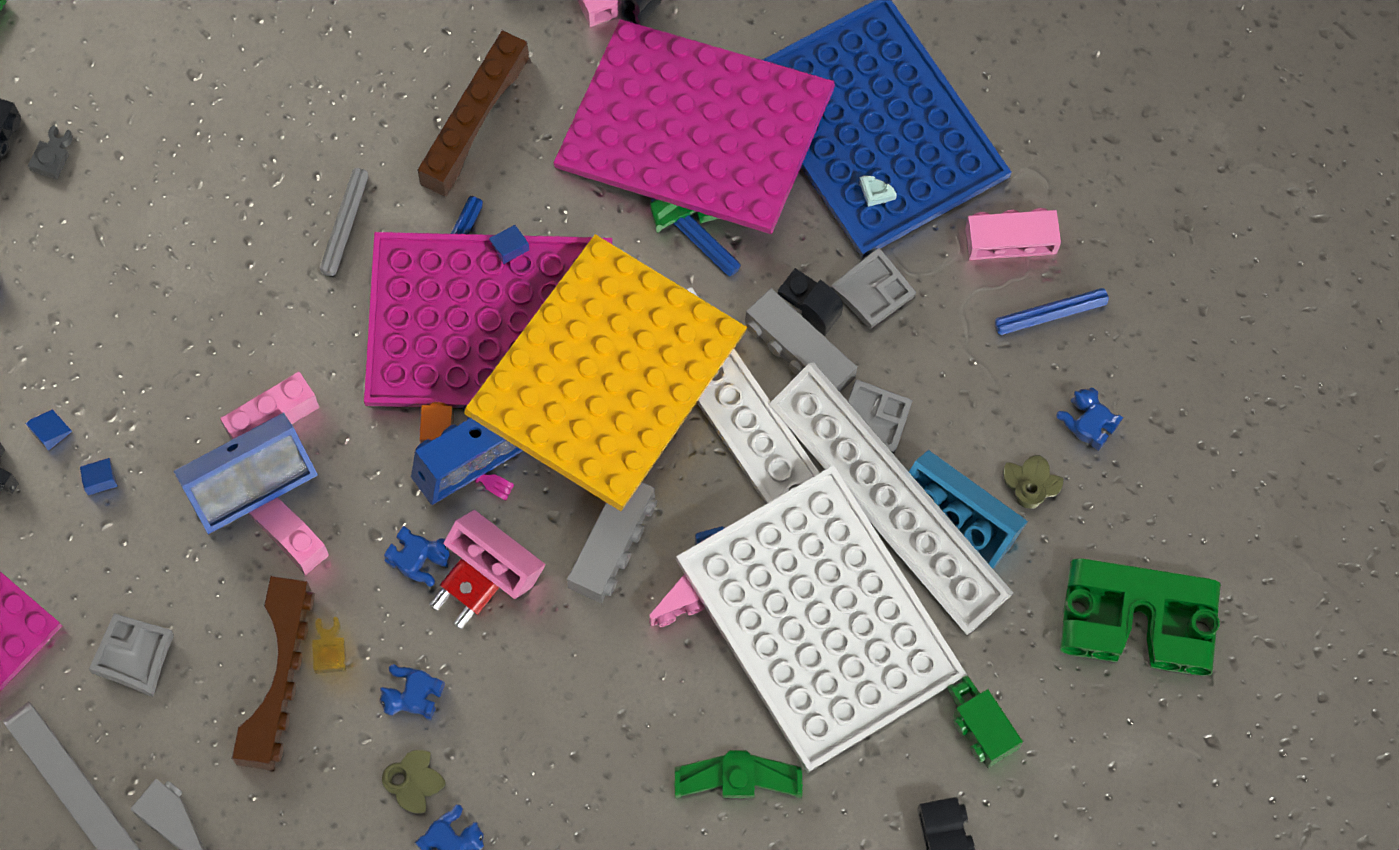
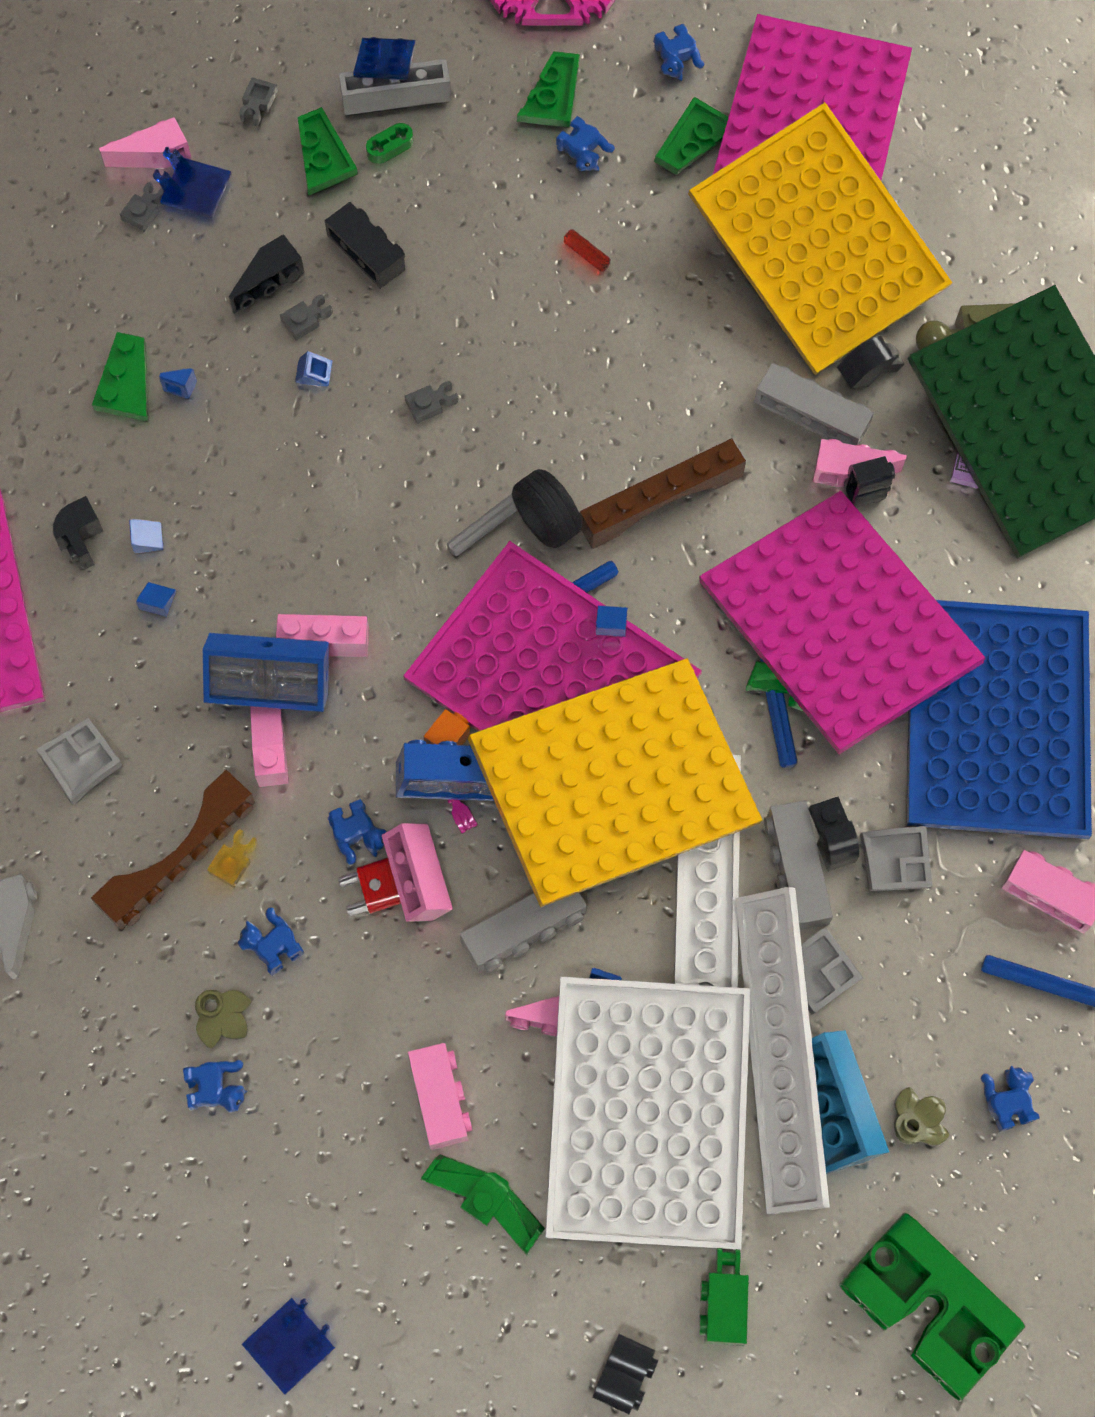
camera: 35 degrees right, 0 degrees up
(60, 58) = (365, 244): none -> black brick
(92, 195) = (313, 370): none -> blue slope
(215, 162) = (427, 403): none -> dark grey plate
(388, 184) = (547, 508): none -> black tyre
(642, 720) = (439, 1096): none -> bright pink brick
(876, 191) = (958, 775): light aqua tile -> none

